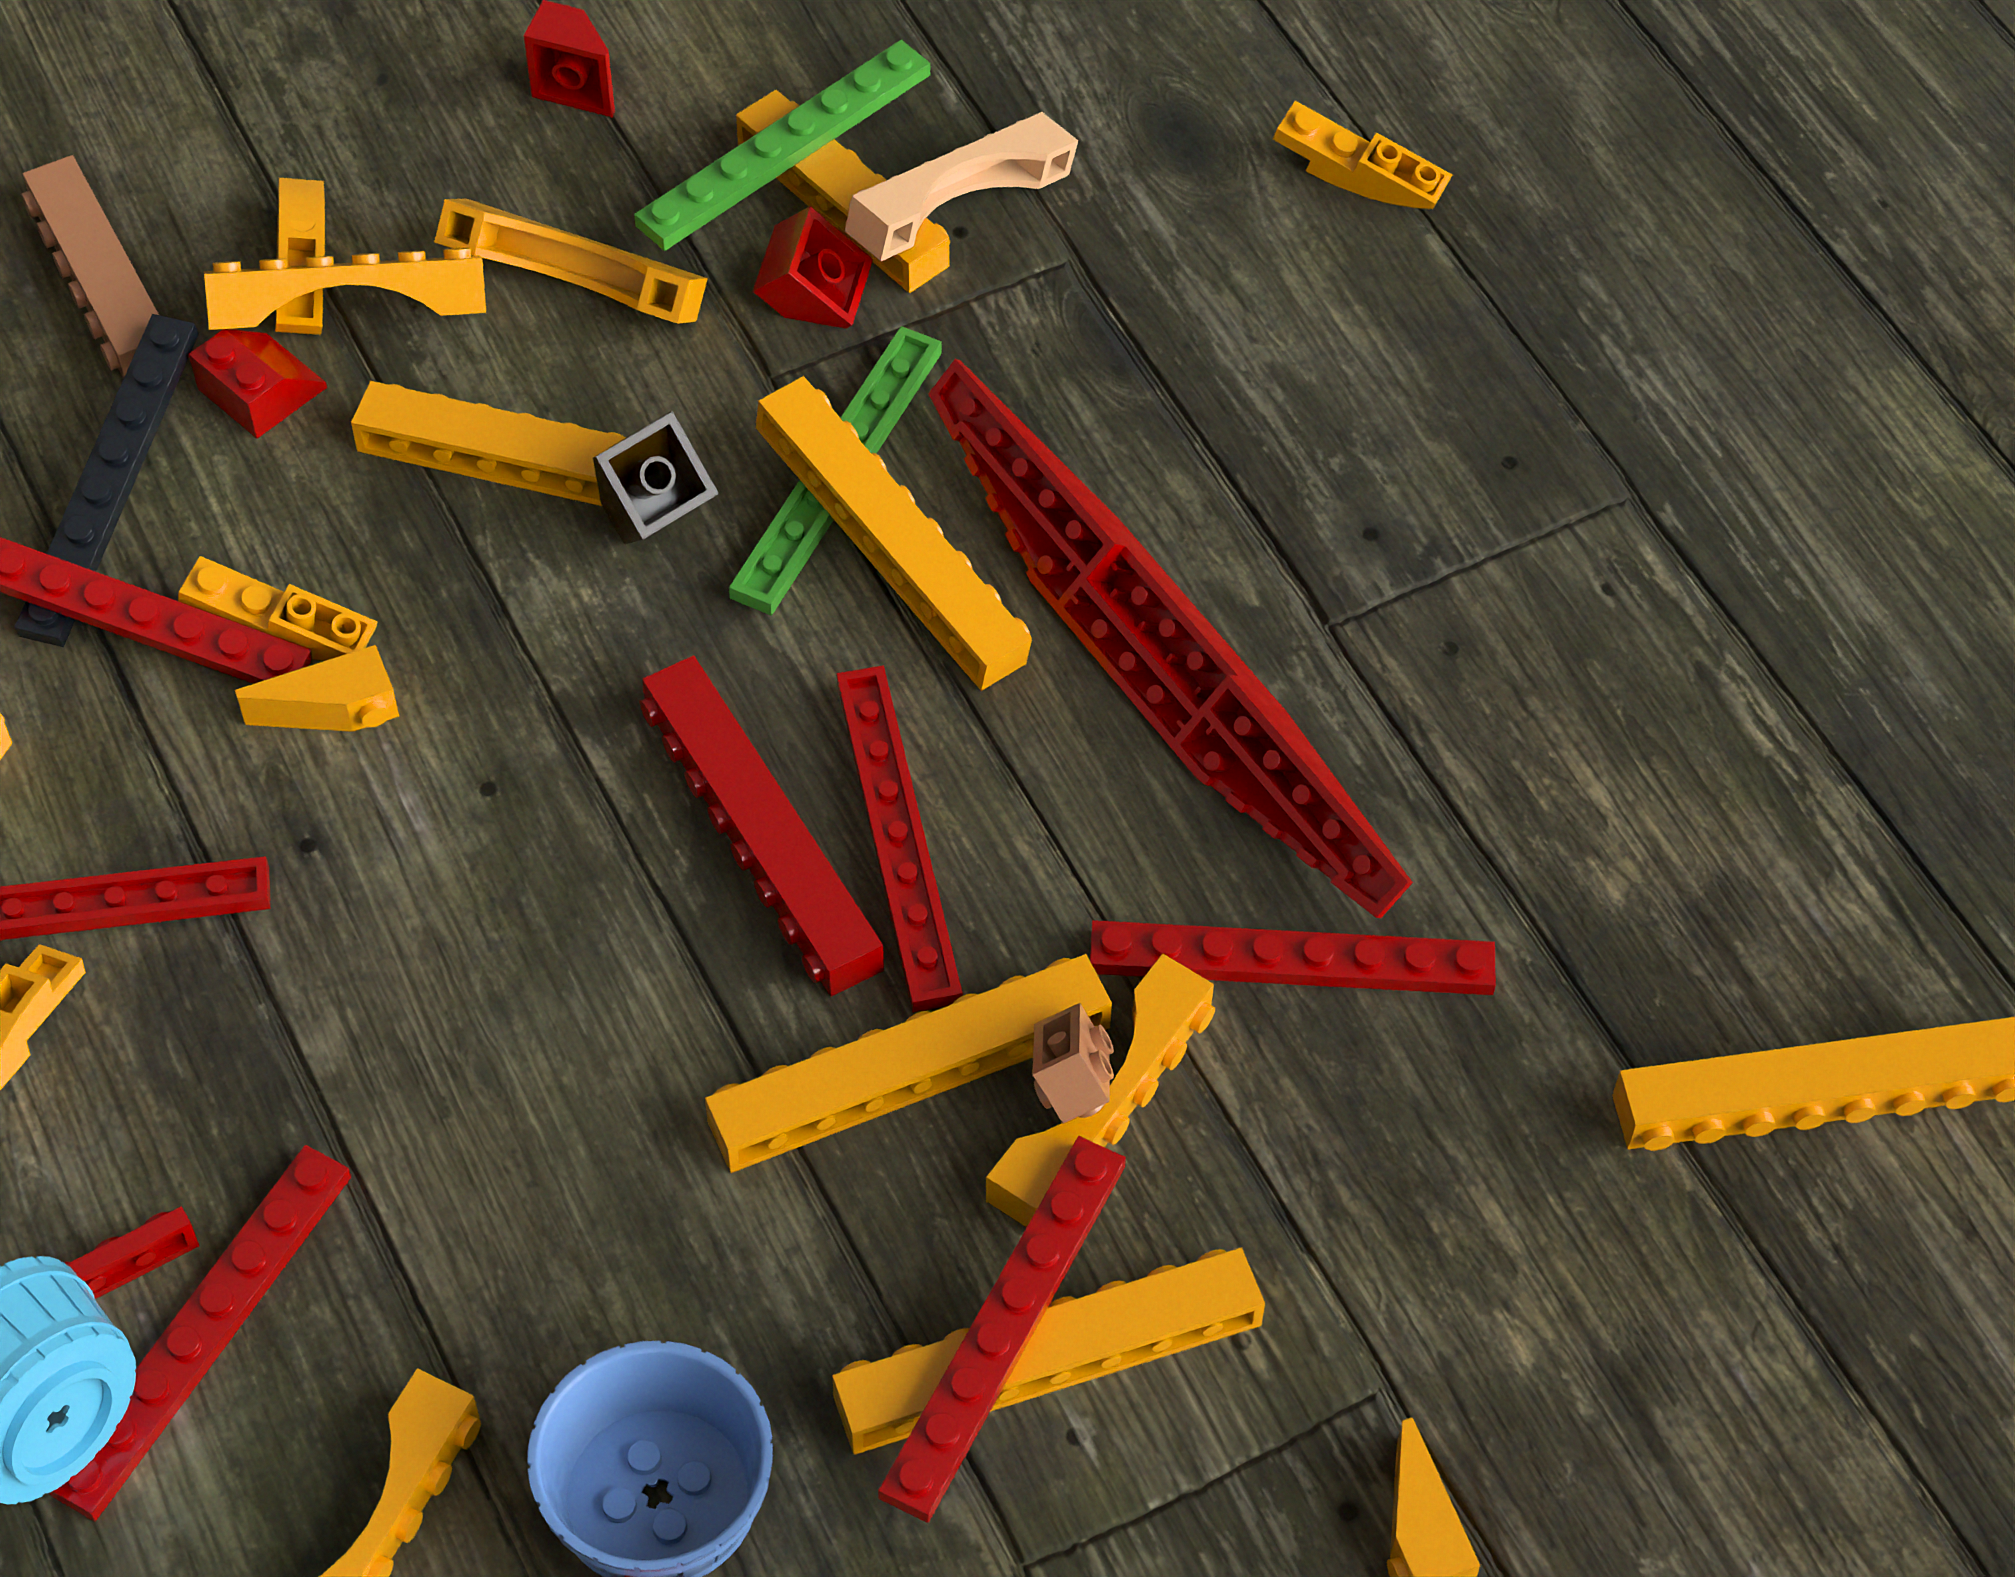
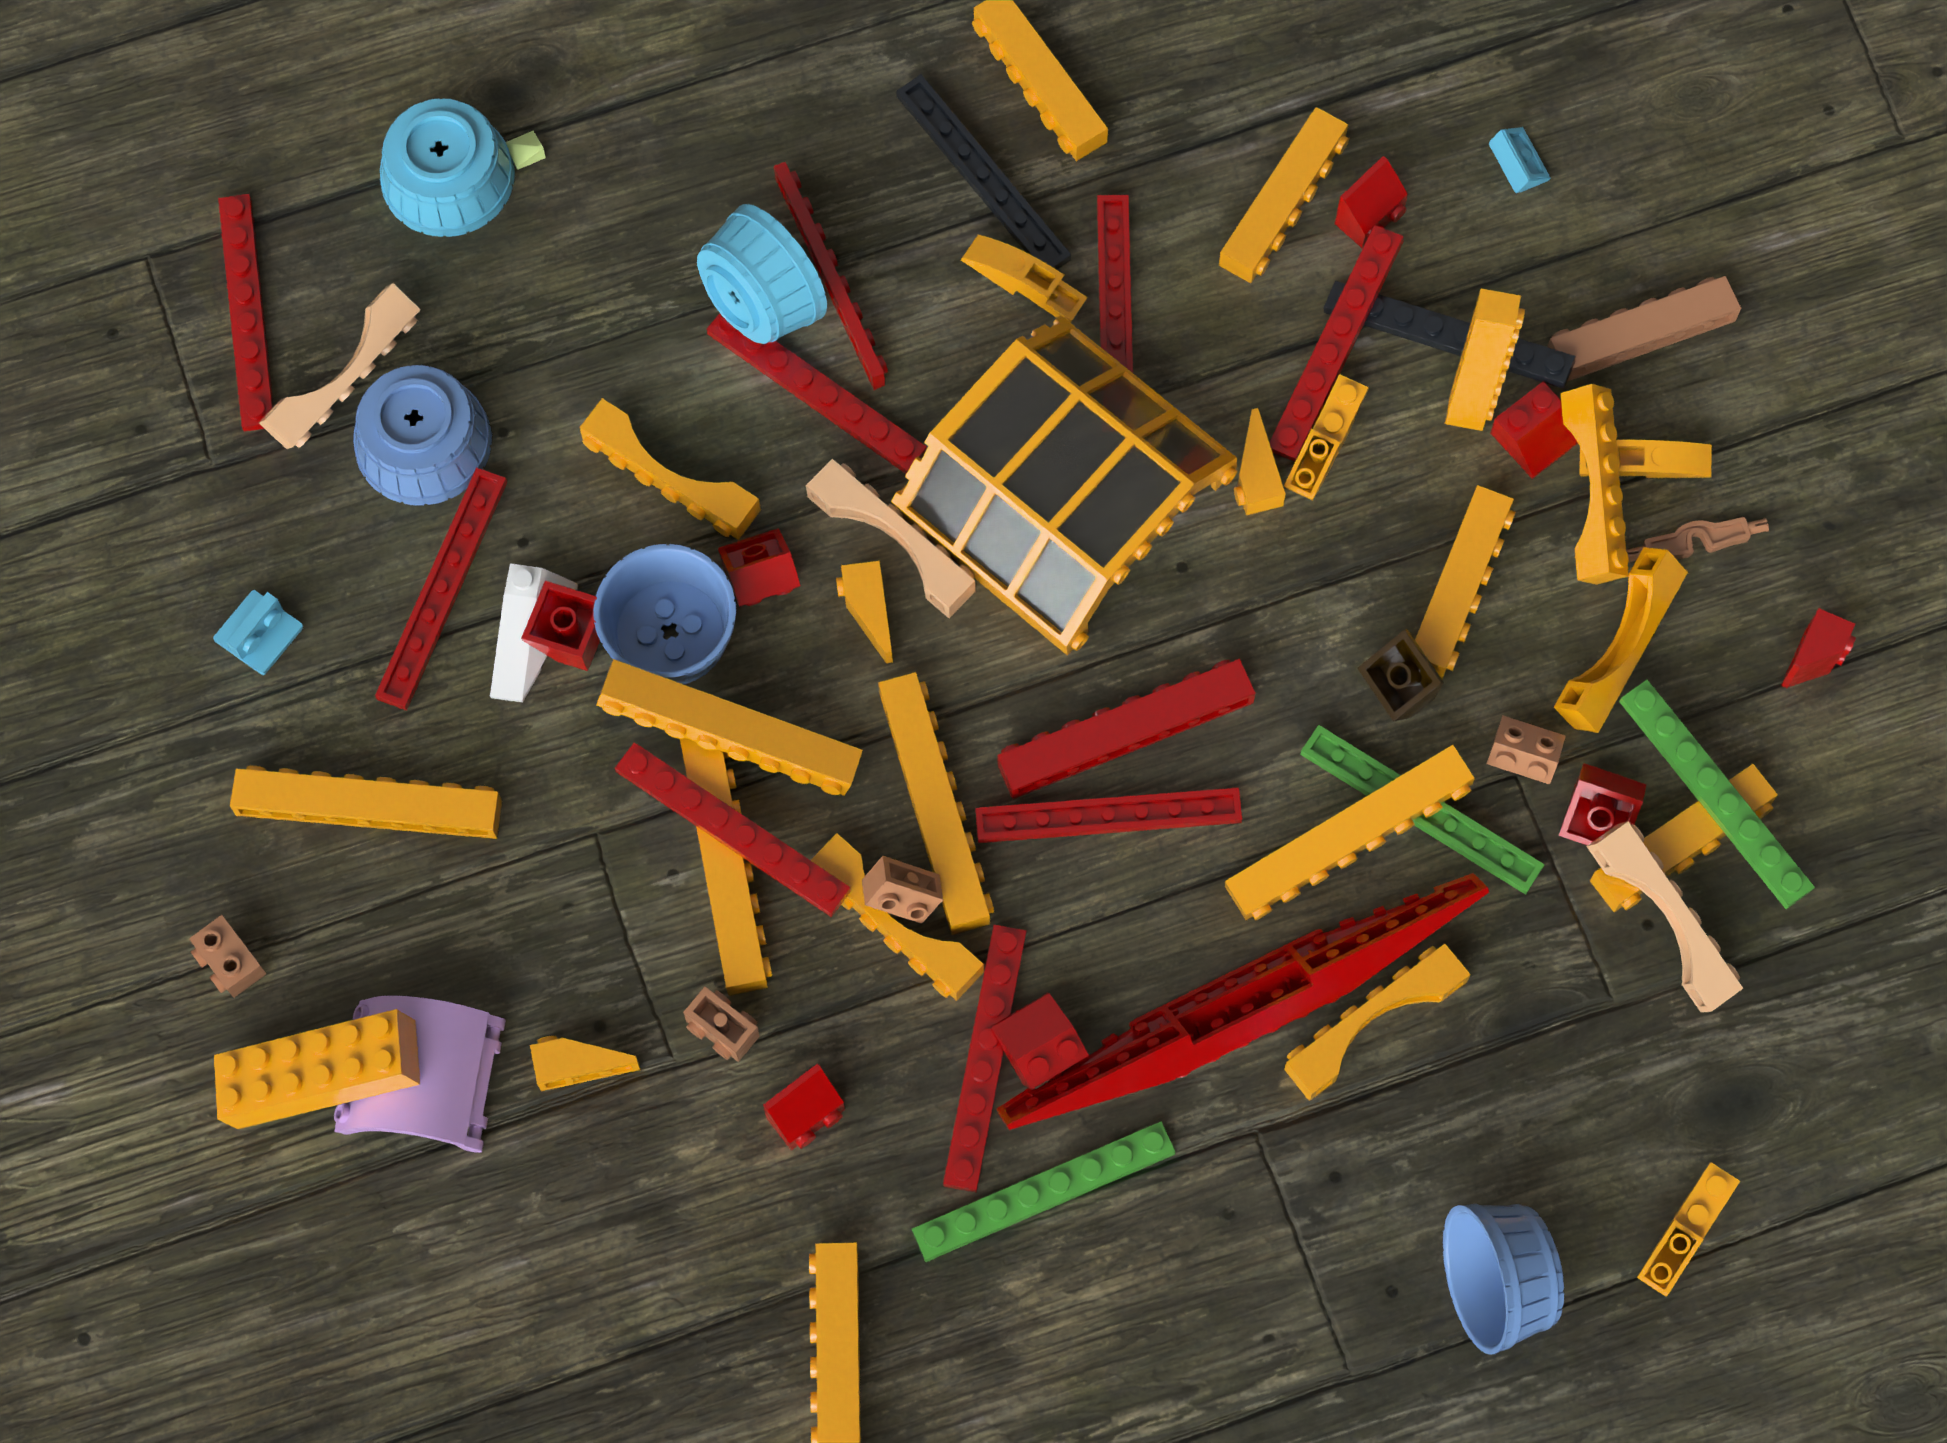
camera: 100 degrees right, 15 degrees up
(191, 340) = (1485, 359): none -> light orange brick
(383, 917) = (1058, 478): none -> clear smoke window
(404, 189) = (1713, 536): none -> nougat piece
(523, 1358) = (759, 567): none -> red slope
(534, 1097) = (843, 496): none -> light nougat arch
(584, 1194) = (866, 602): none -> light orange slope
(741, 352) = (1526, 749): none -> nougat brick
(835, 1355) = (729, 728): none -> light orange brick
(1217, 546) = (1428, 981): none -> light orange arch
(1266, 872) = (1039, 1041): none -> red slope
(1326, 1298) = (715, 1018): none -> nougat brick
(1428, 1175) = (804, 1108): none -> red slope
(1477, 867) = (1043, 1191): none -> bright green plate
(1503, 323) = (1502, 1273): none -> medium blue piece

